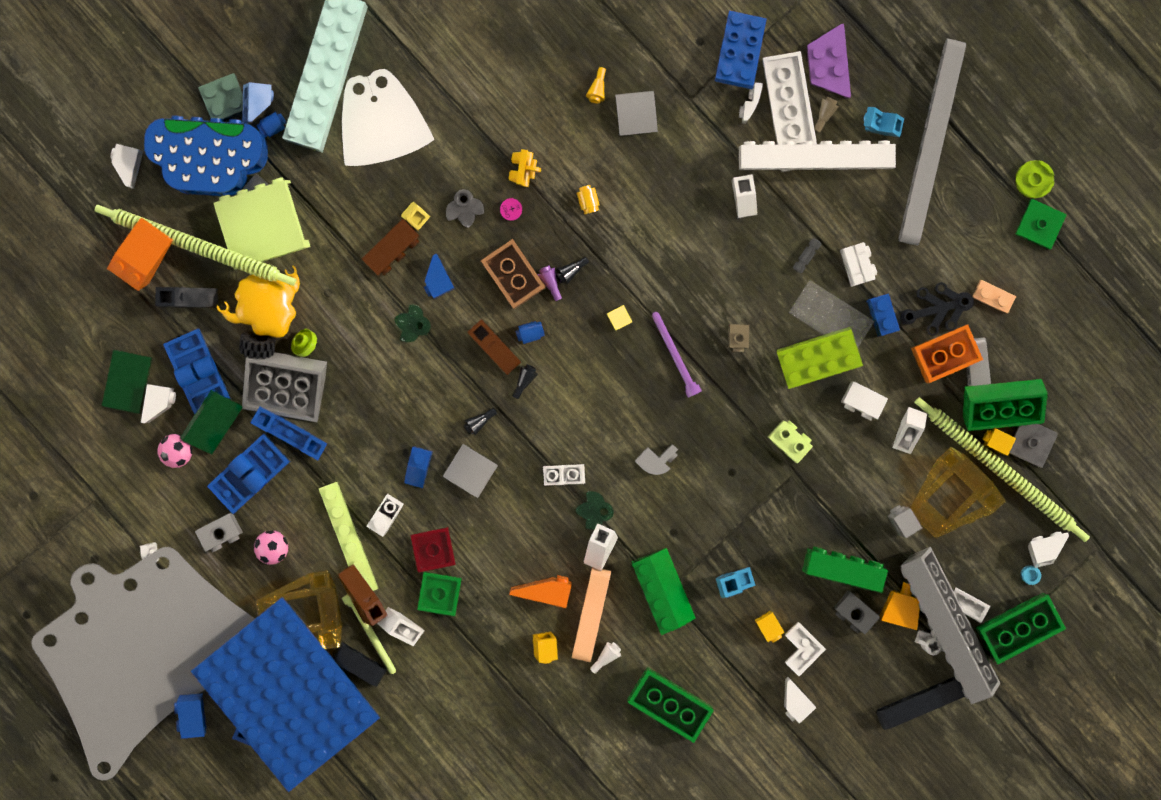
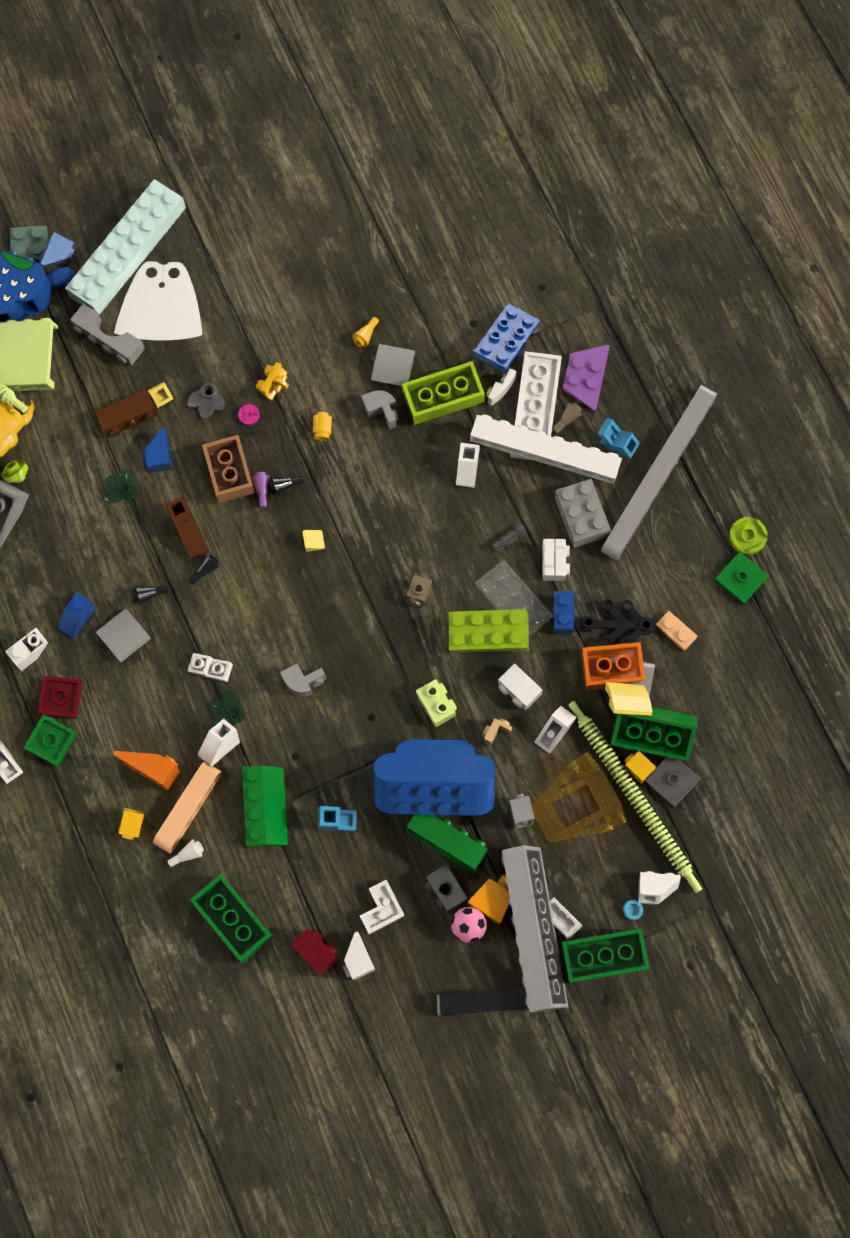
camera: 20 degrees right, 15 degrees down
(364, 178) = (125, 347): none -> light grey arch
(530, 332) = (225, 526): blue brick -> none
(638, 156) = (381, 403): none -> light grey brick
(691, 387) = (359, 625): medium lavender piece -> none
(697, 128) = (443, 393): none -> lime brick
(758, 710) = (315, 952): none -> dark red brick
(769, 627) = (356, 875): yellow brick -> none
(819, 521) = (434, 779): none -> blue brick
(851, 451) = (491, 731): none -> tan bracket
(871, 209) = (582, 513): none -> light grey brick
(888, 640) = (468, 924): none -> bright pink piece
(928, 642) = (508, 942): white piece -> none
(975, 385) = (628, 699): none -> light yellow slope

